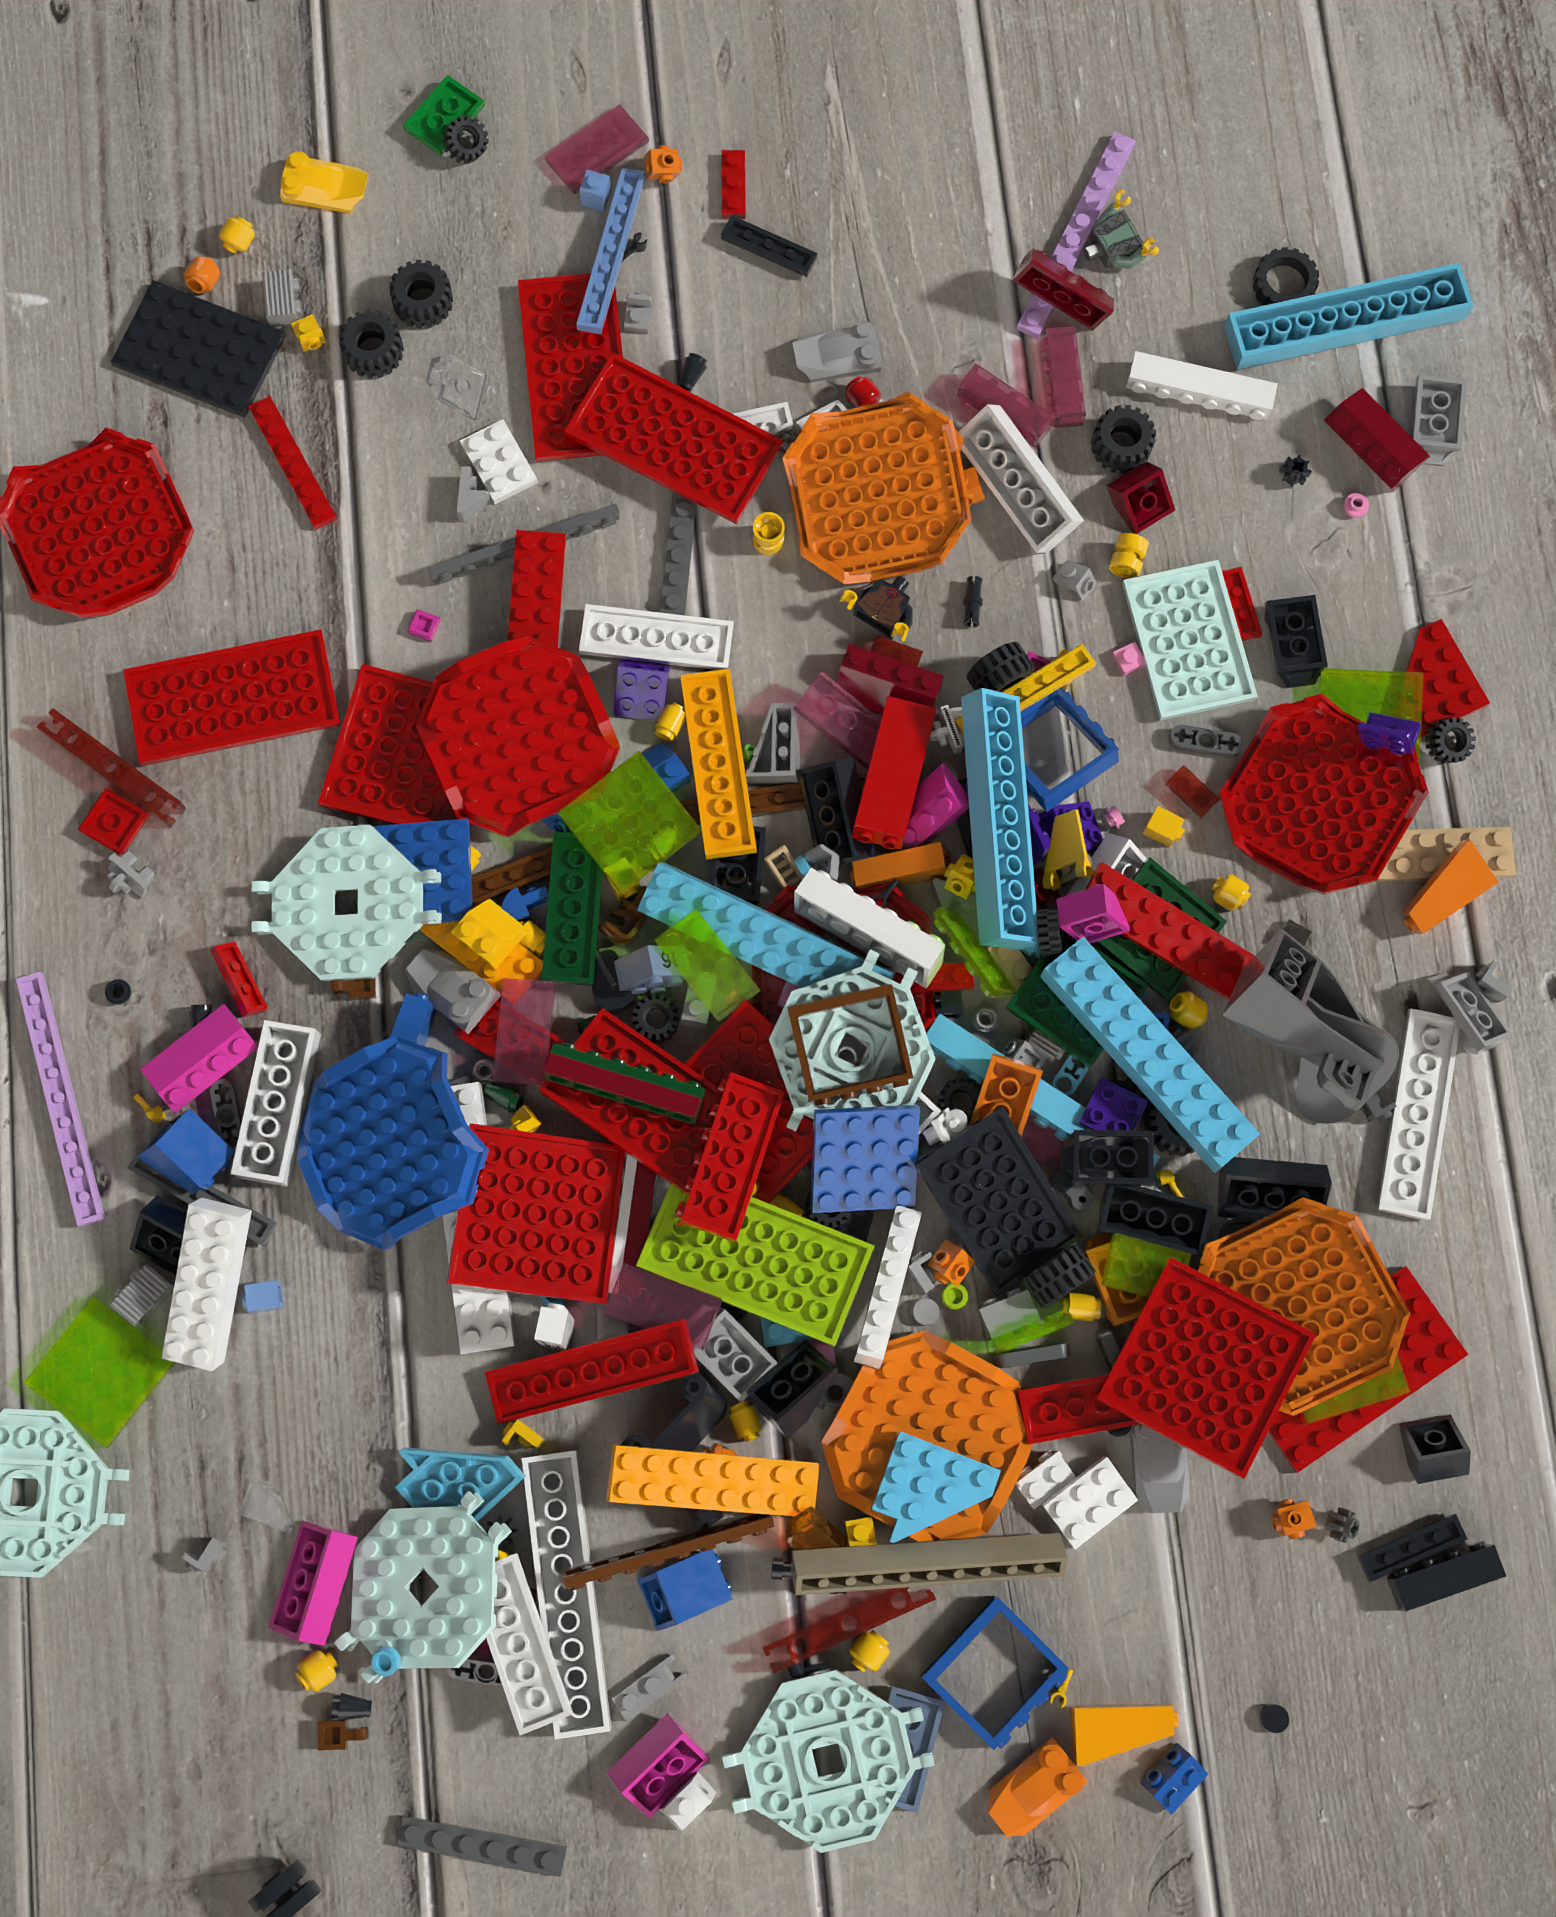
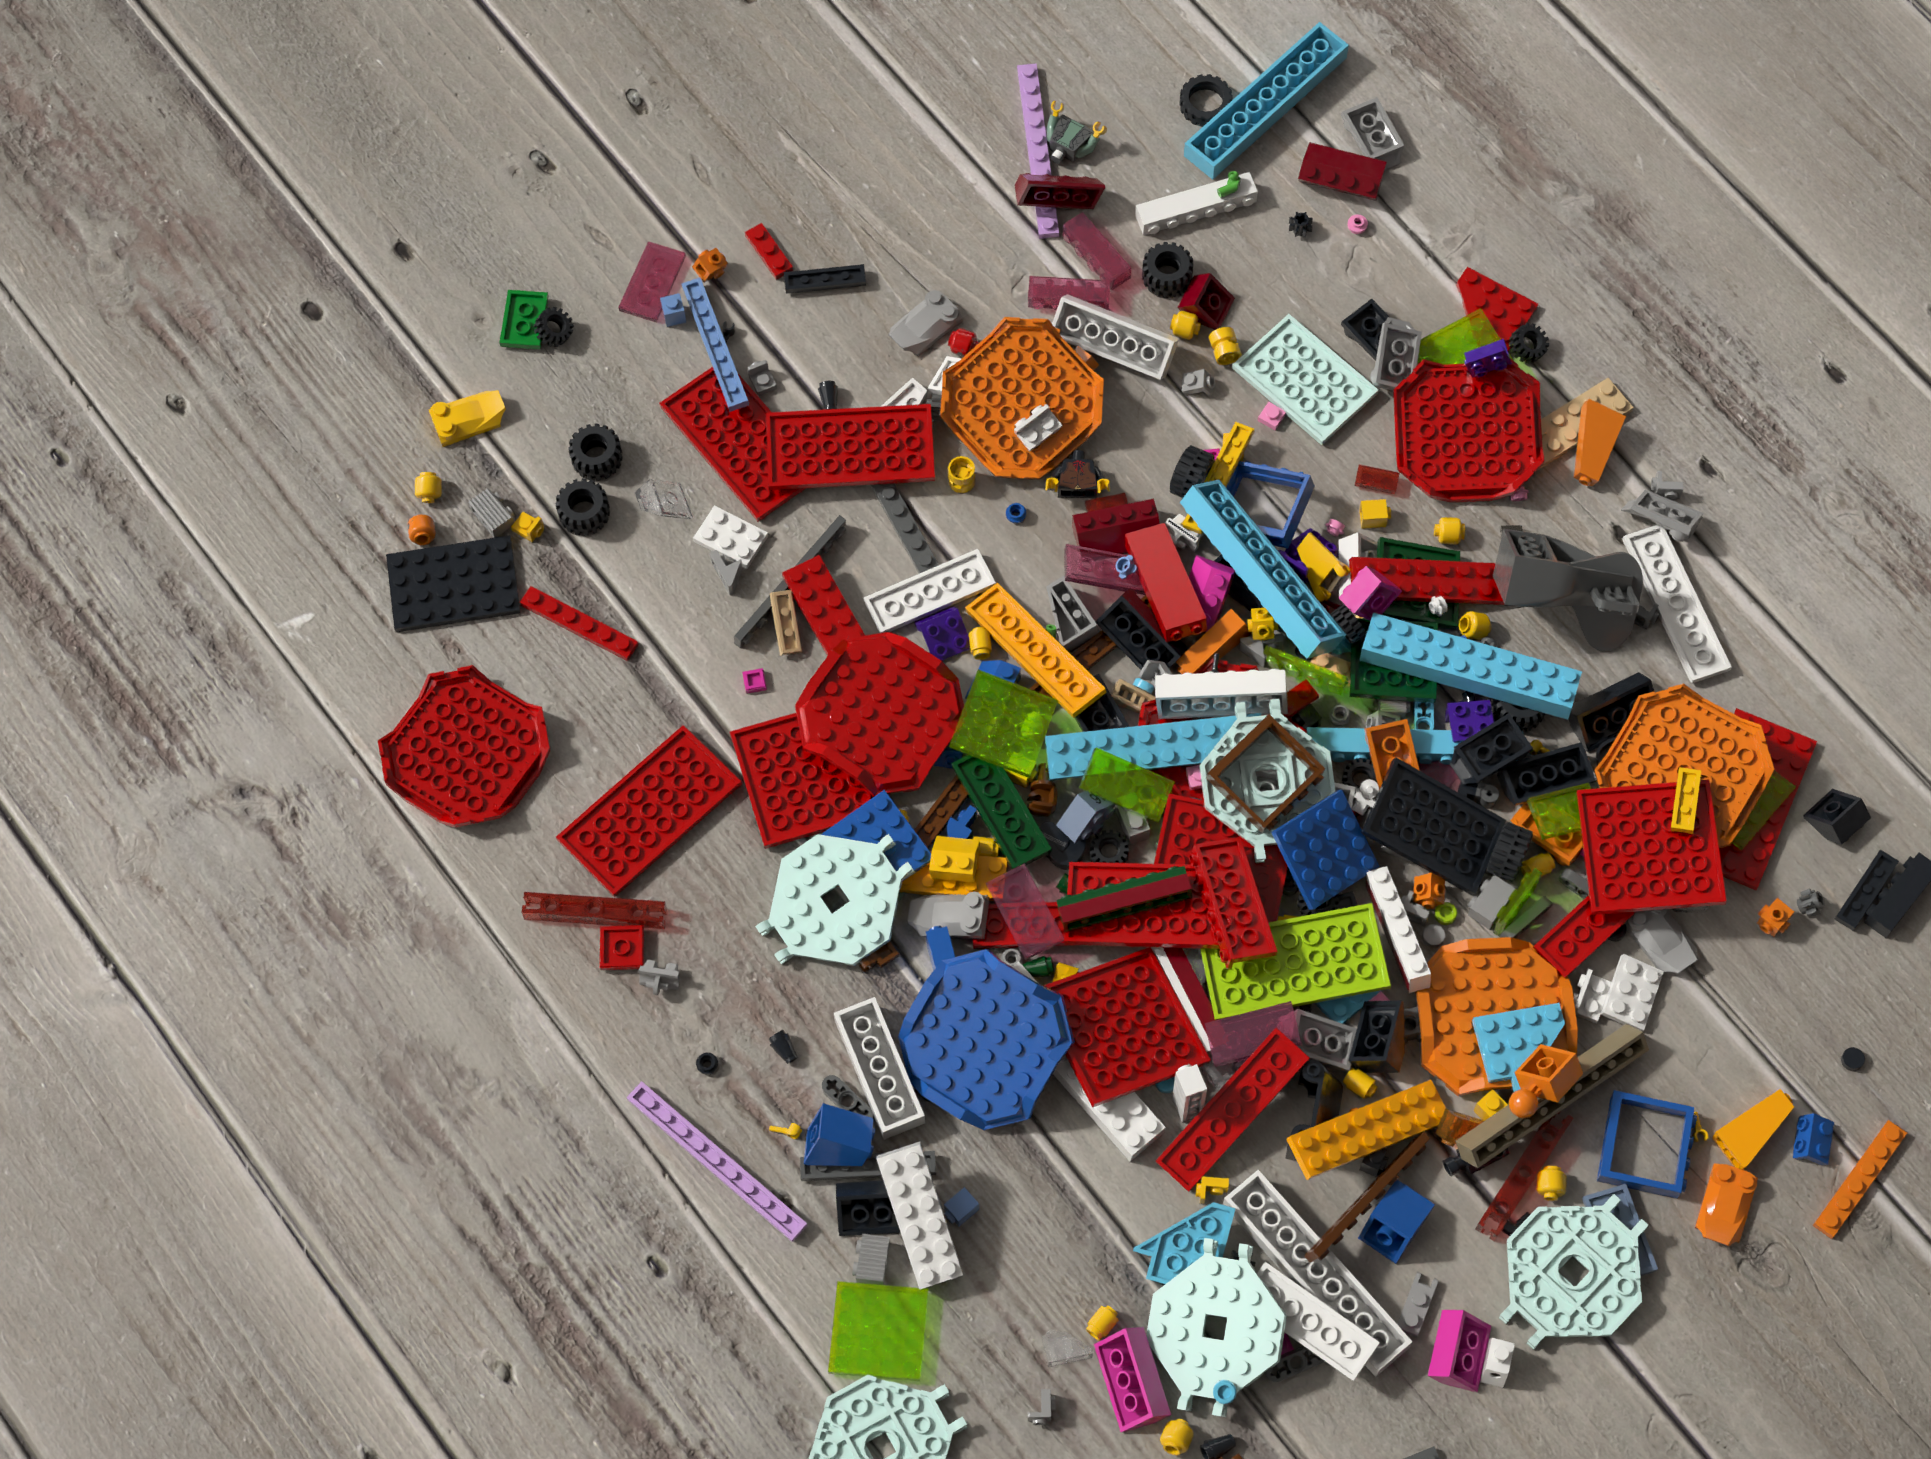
camera: 25 degrees left, 10 degrees down
(199, 1058) = (802, 1070): dark pink slope -> none
(238, 979) = (790, 1001): red plate -> none
(322, 1505) = (1102, 1322): none -> yellow brick
(490, 583) = (785, 622): none -> tan tile
(798, 600) = (1016, 507): none -> blue plate
(865, 731) = (1121, 566): none -> medium blue plate
(873, 529) = (1037, 427): none -> white bracket
(928, 1543) = (1545, 1075): none -> orange brick
(972, 601) = (1137, 439): black pin -> none
(1102, 509) = (1185, 325): none -> yellow head
(1161, 967) = (1438, 605): none -> white plate
(1195, 1851) = (1859, 1179): none -> orange plate
(1222, 750) = (1357, 448): dark grey beam -> none
(1242, 604) = (1325, 334): red tile -> none
(1249, 387) = (1232, 185): none -> bright green arm
(1274, 1343) = (1685, 800): none -> yellow plate
(1300, 668) = (1396, 353): none -> light grey slope
(1331, 898) = (1520, 495): none -> bright pink plate

